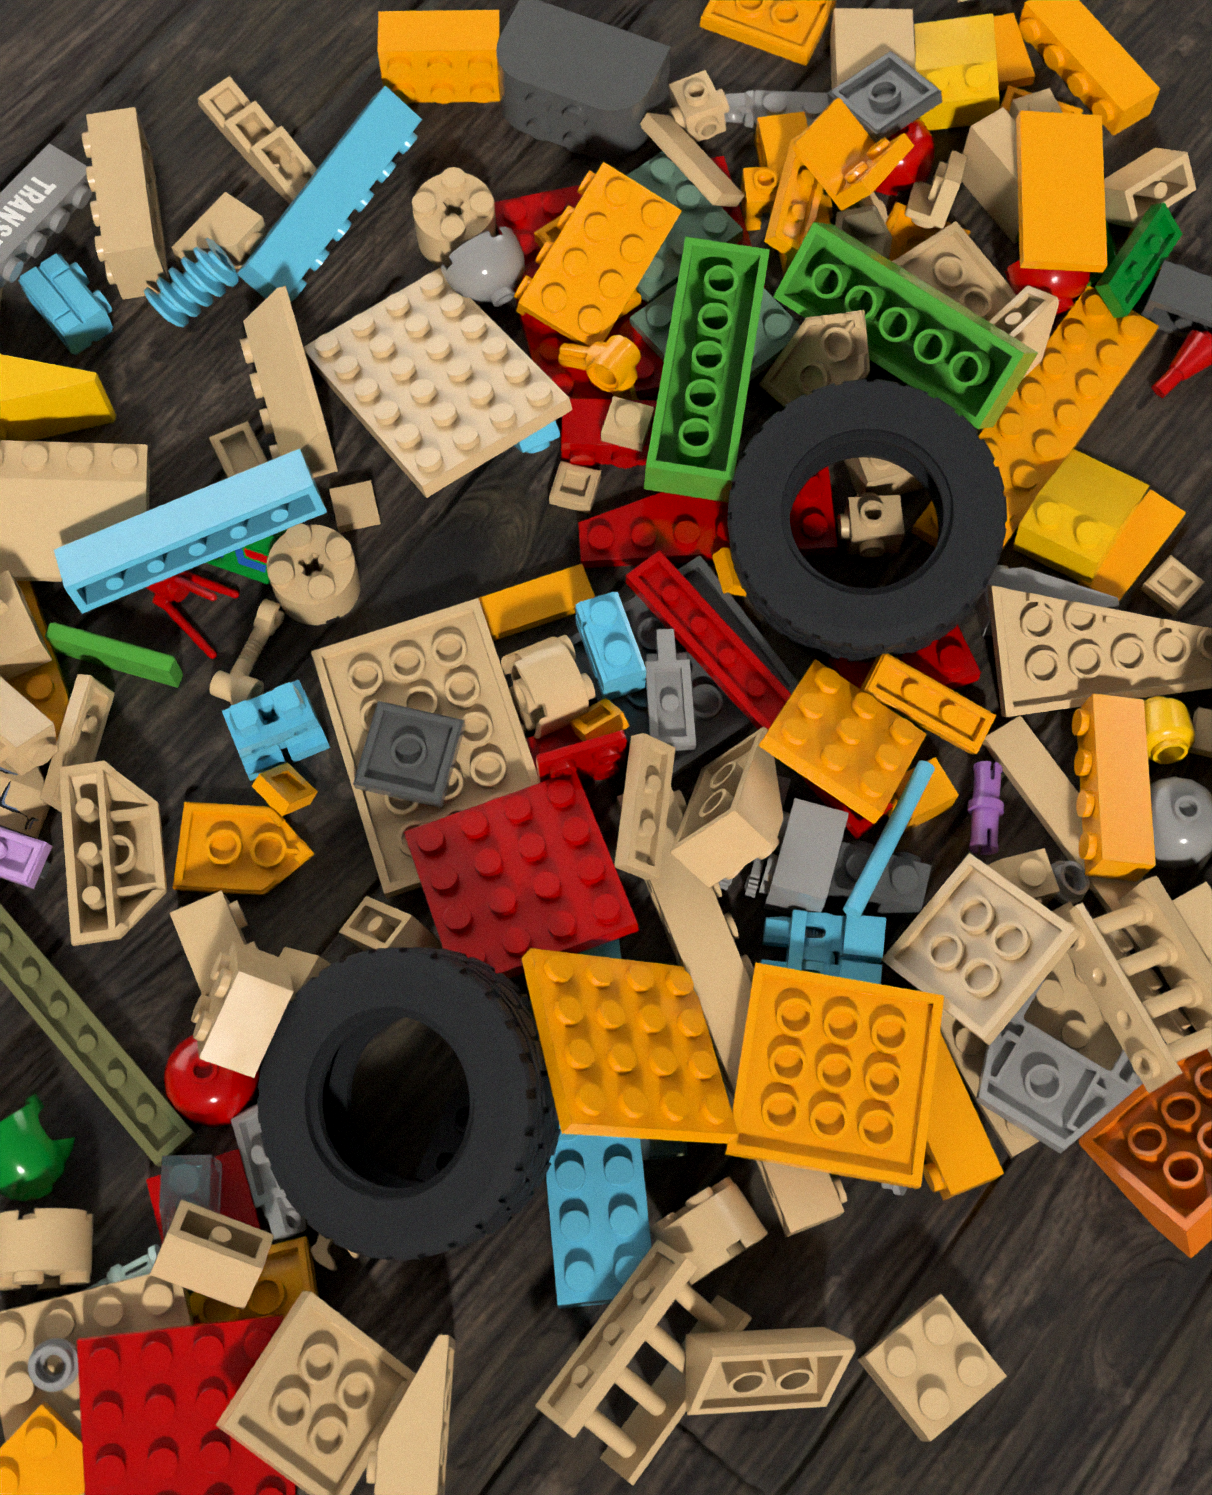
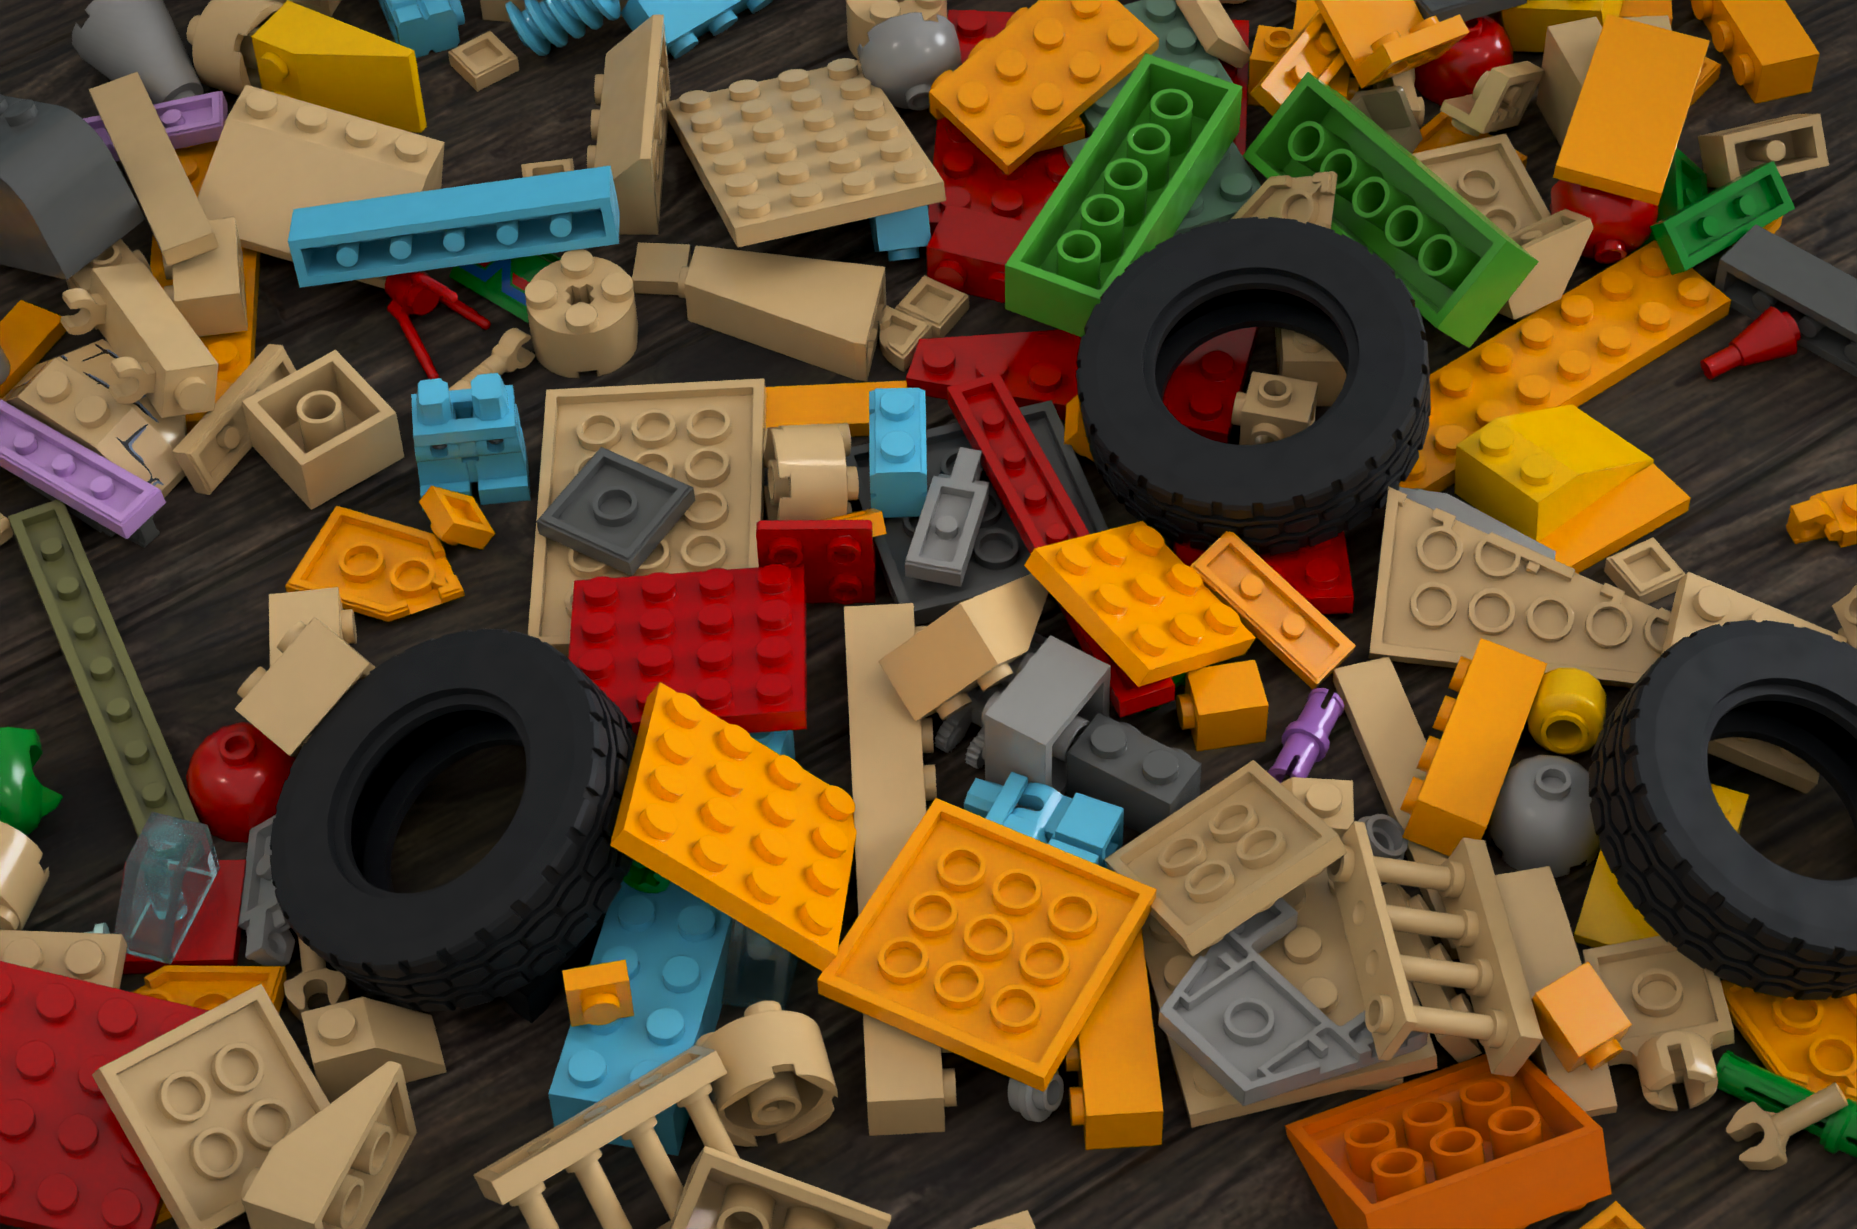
camera: 20 degrees right, 20 degrees down
(109, 851) = (227, 516): tan wedge -> none
(114, 654) = (313, 337): bright green tile -> none
(139, 342) = (483, 61): none -> tan tile
(151, 739) = (323, 429): none -> tan brick
(212, 1254) = (164, 926): tan brick -> none
(398, 1291) = (362, 1035): none -> tan slope
(470, 518) = (789, 305): none -> tan slope
(561, 520) = (900, 336): none -> tan tile
(574, 1224) = (598, 993): none -> light orange plate
(607, 364) = (1012, 178): light orange axle -> none
(627, 423) = (1002, 237): tan plate -> none
(645, 807) = (868, 613): tan plate -> none
(888, 840) = (1154, 716): medium azure bar -> none

